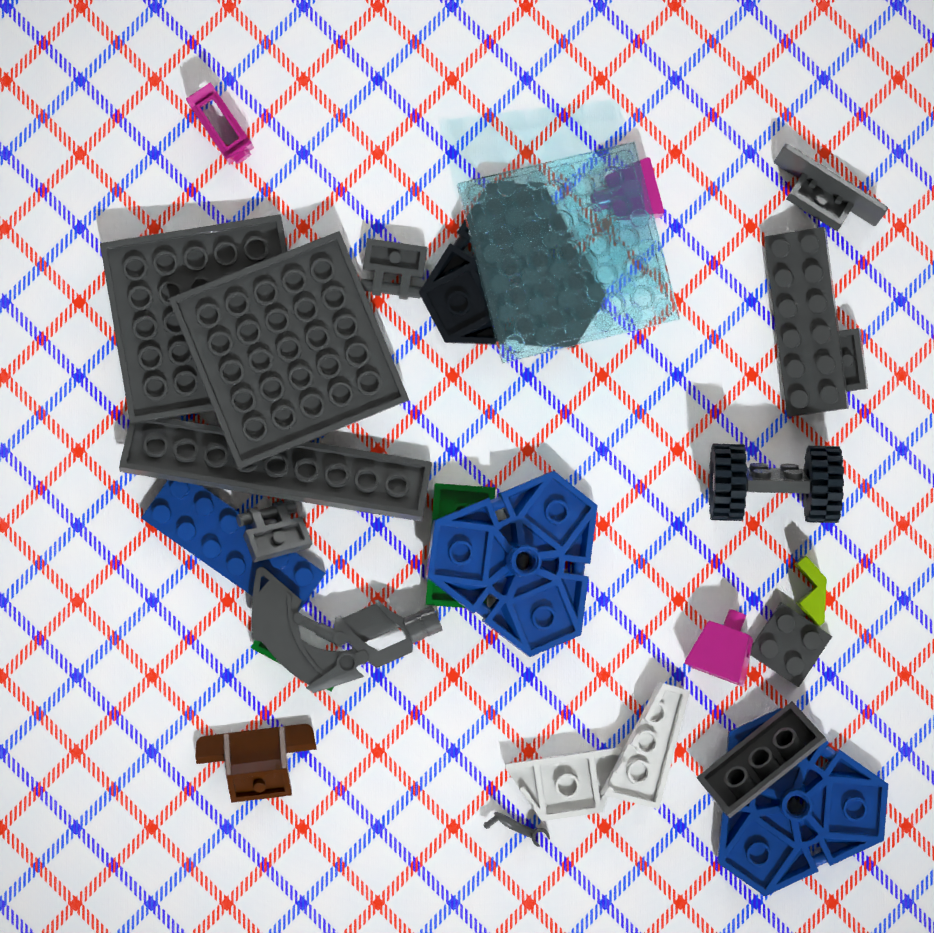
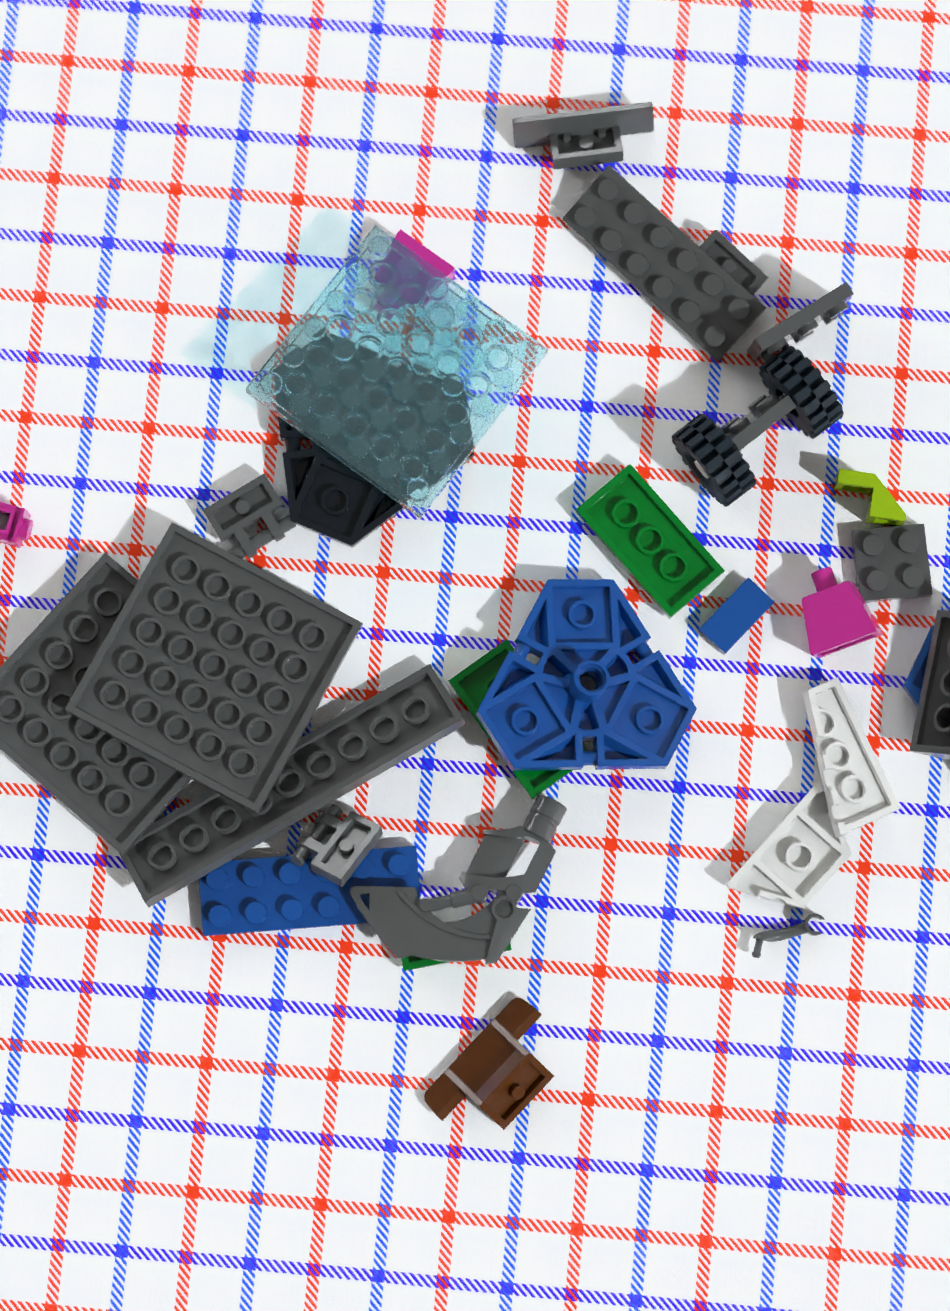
camera: 35 degrees left, 5 degrees down
(642, 499) = (650, 541): none -> green plate
(658, 595) = (736, 616): none -> blue tile
(861, 439) = (801, 324): none -> dark grey plate

